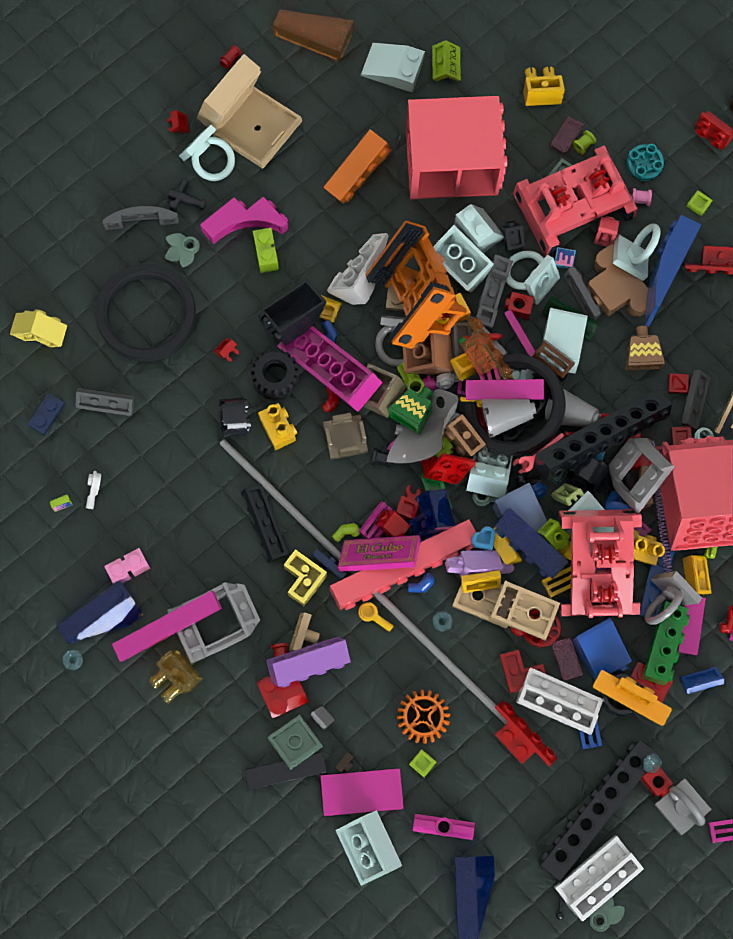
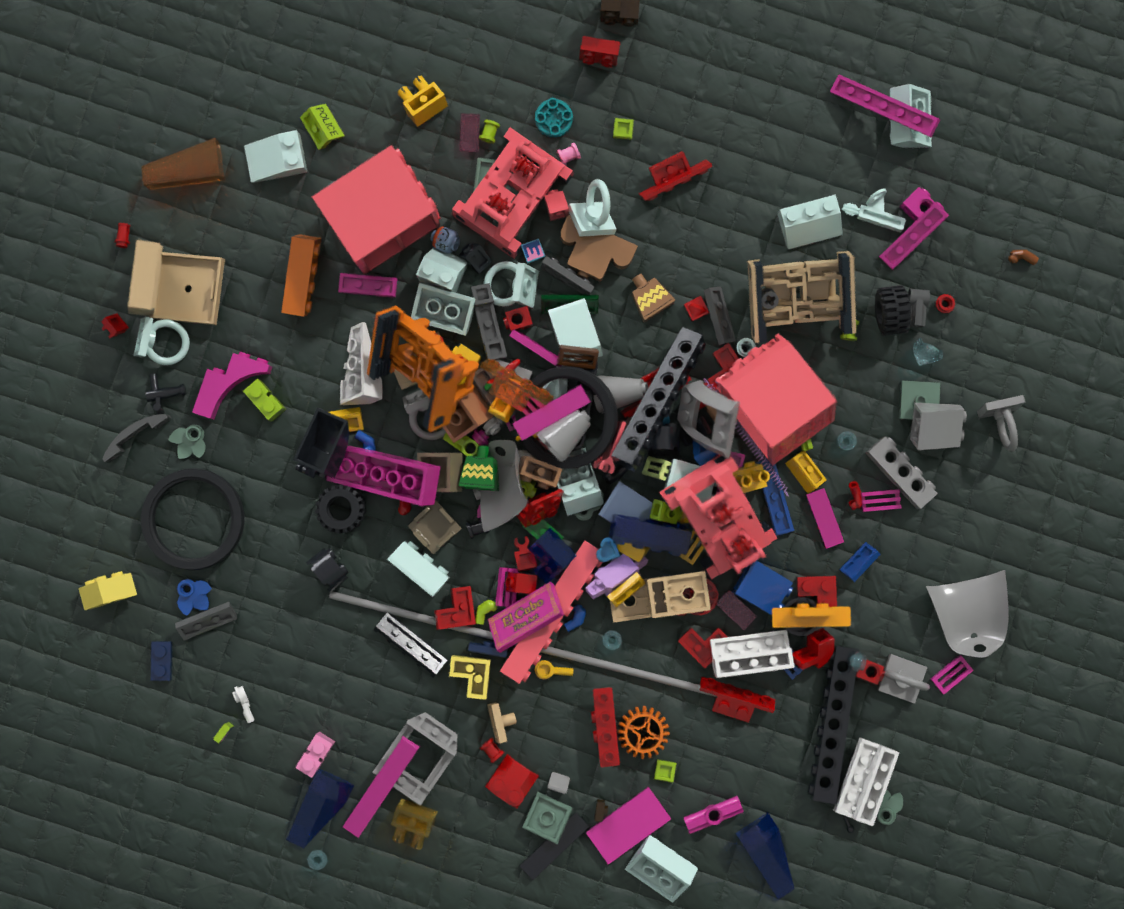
camera: 30 degrees left, 10 degrees up
(106, 378) = (195, 598): none -> blue plate
(225, 348) = (282, 510): red tile -> none
(277, 426) = (369, 553): yellow brick -> none
(308, 661) = (519, 745): medium lavender brick -> none
(312, 461) = (419, 567): none -> light aqua slope
(324, 520) = (461, 613): none -> red plate
(393, 691) = (606, 727): none -> red bracket
(407, 207) = (367, 285): none -> dark pink tile
(495, 207) = (445, 240): none -> sand blue head
(539, 490) = (629, 478): blue plate -> none
(620, 735) = (818, 650): none -> red brick
(664, 646) = (812, 550): green brick -> none
(671, 257) = (627, 194): blue slope -> none
(674, 589) = (798, 501): light grey tile -> none

